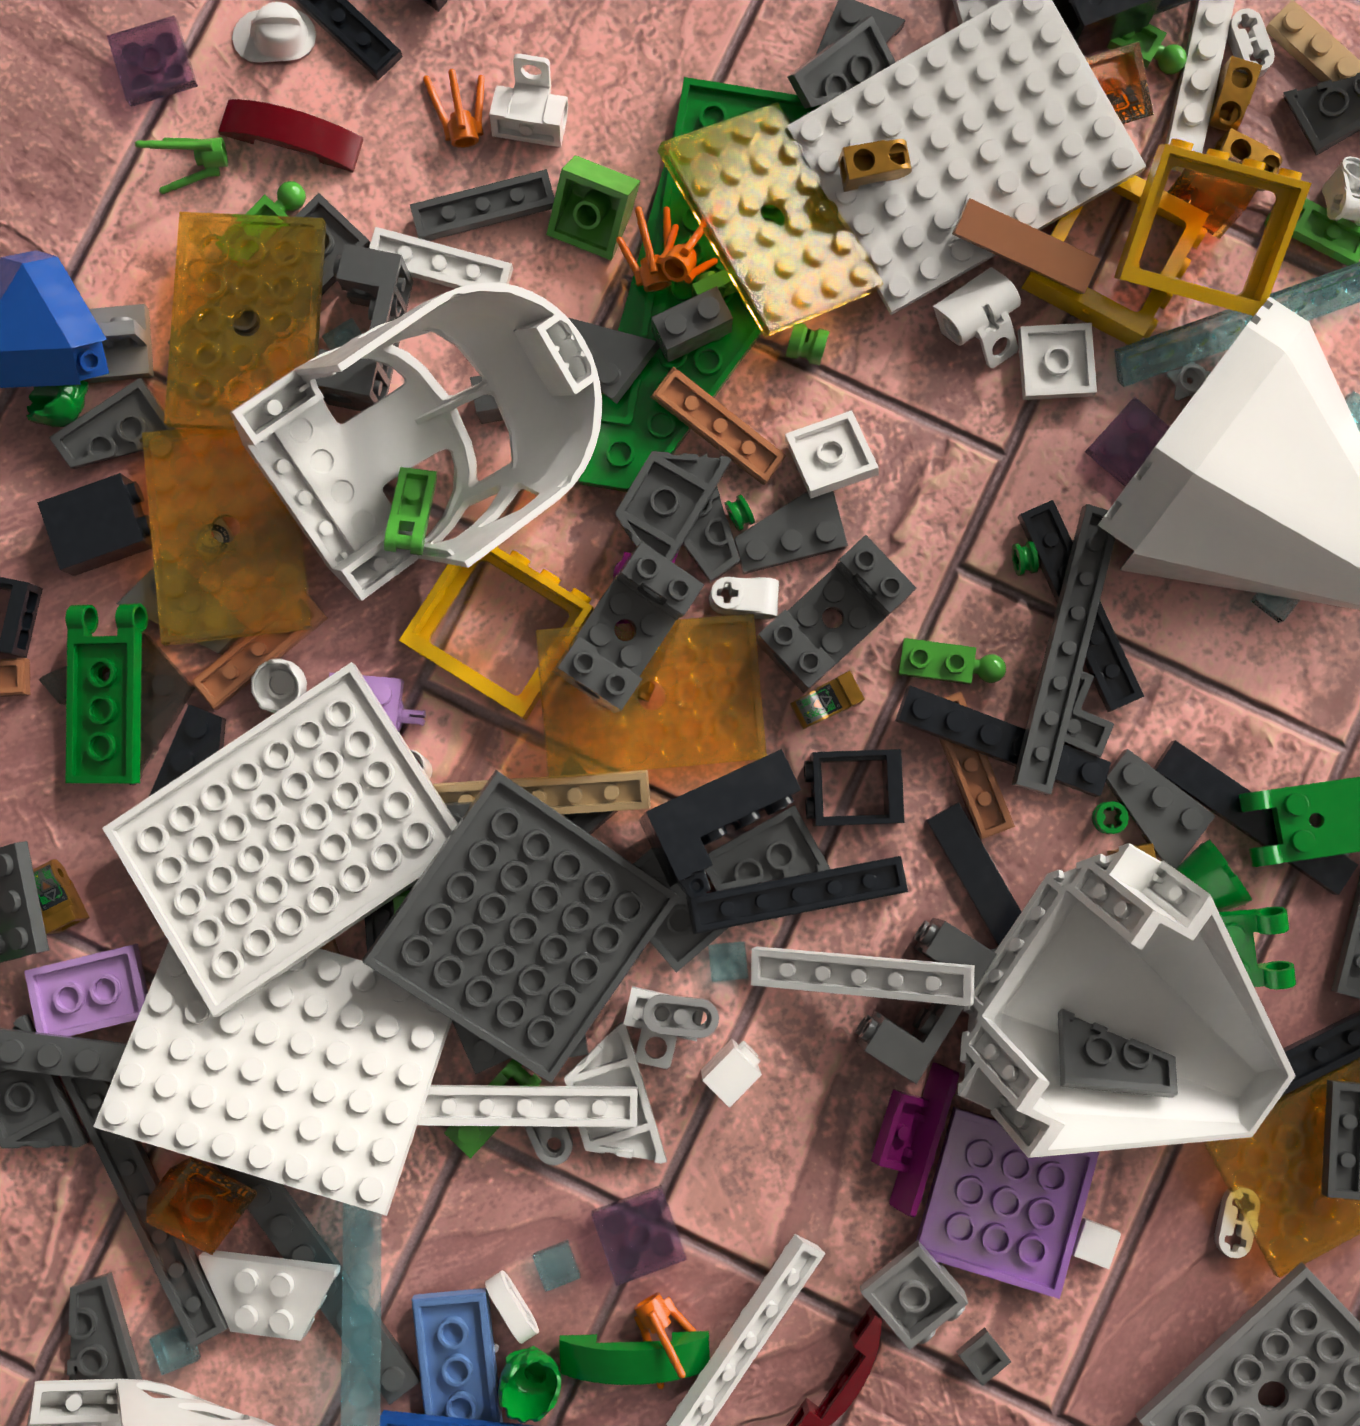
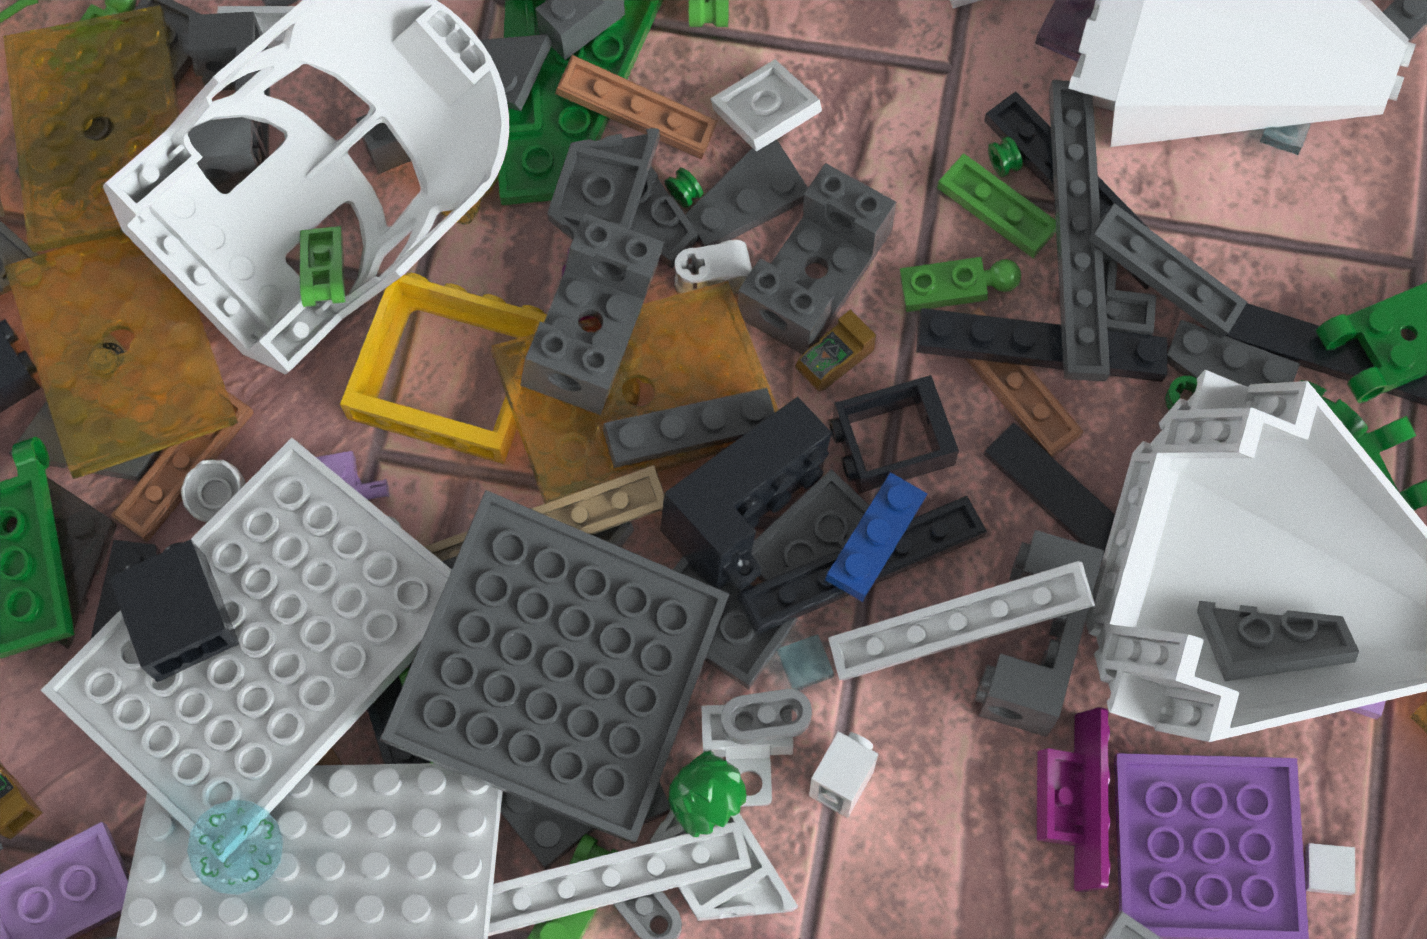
camera: 10 degrees left, 15 degrees down
(220, 795) = (173, 610): none -> black brick
(229, 1013) = (235, 847): none -> clear light blue tile
(616, 1063) = (706, 794): none -> green hair
(686, 742) = (686, 427): none -> dark grey plate
(814, 878) = (876, 537): none -> blue plate
(1005, 602) = (998, 205): none -> bright green plate
(1129, 709) = (1167, 271): none -> dark grey plate

